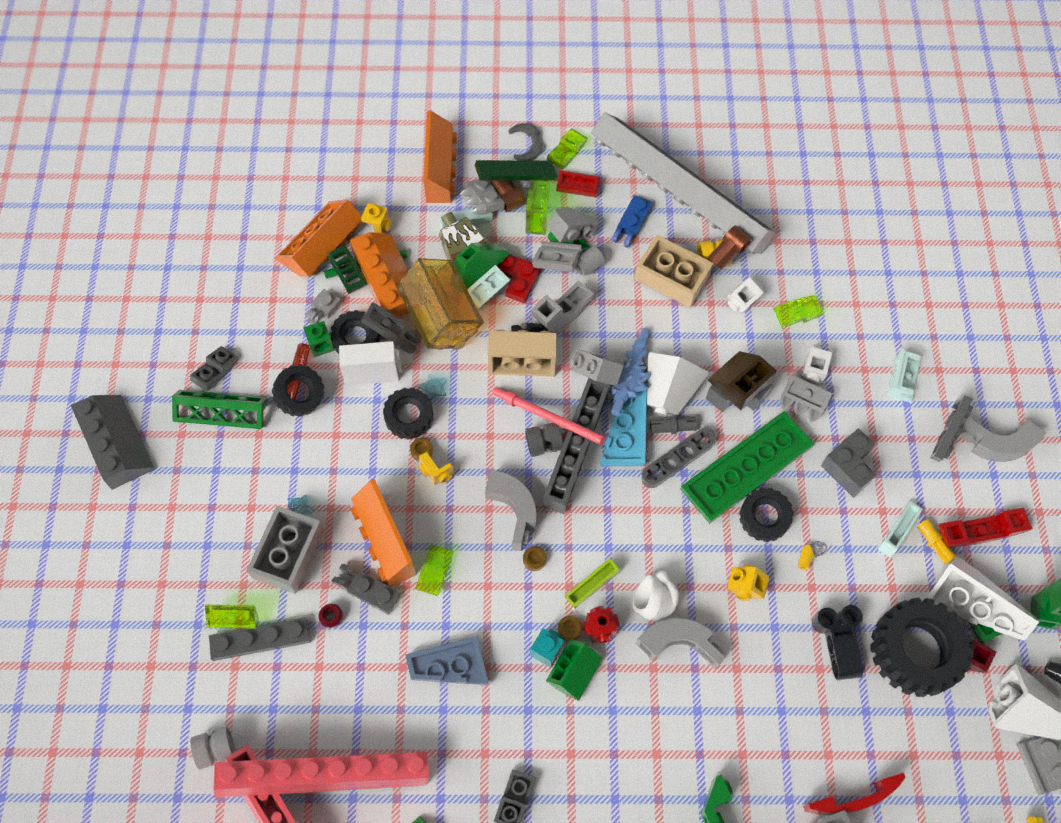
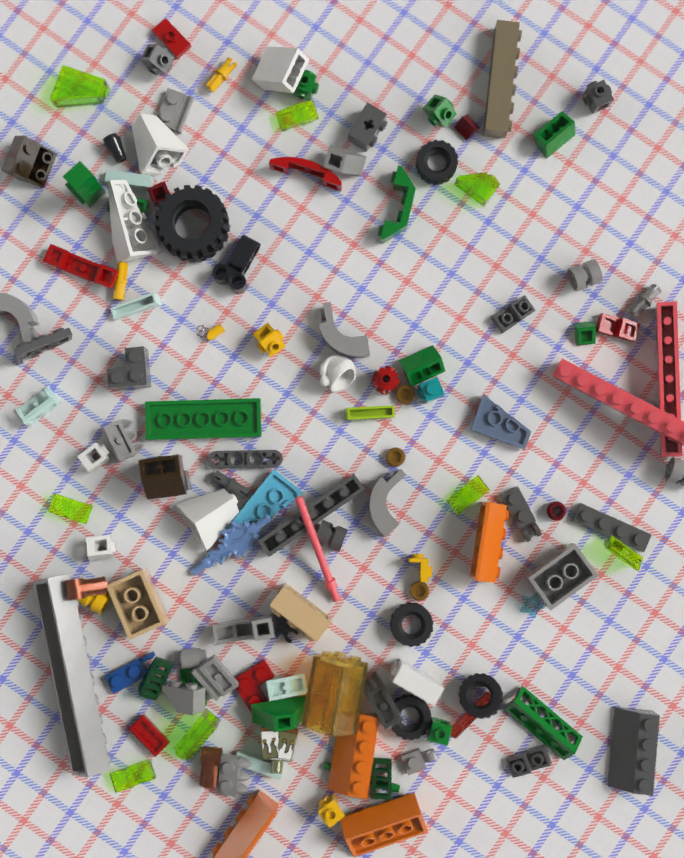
camera: 145 degrees left, 20 degrees up
(433, 392) = (378, 628): clear light blue plate -> none
(515, 170) = (191, 779): dark green tile -> none
(536, 146) = (148, 812): dark grey piece -> none
(597, 367) = (256, 561): light grey brick -> none
(608, 223) = (151, 690): none -> dark green slope
(766, 532) = (214, 363): black tyre -> none
(1020, 652) = (134, 180): none -> light aqua piece

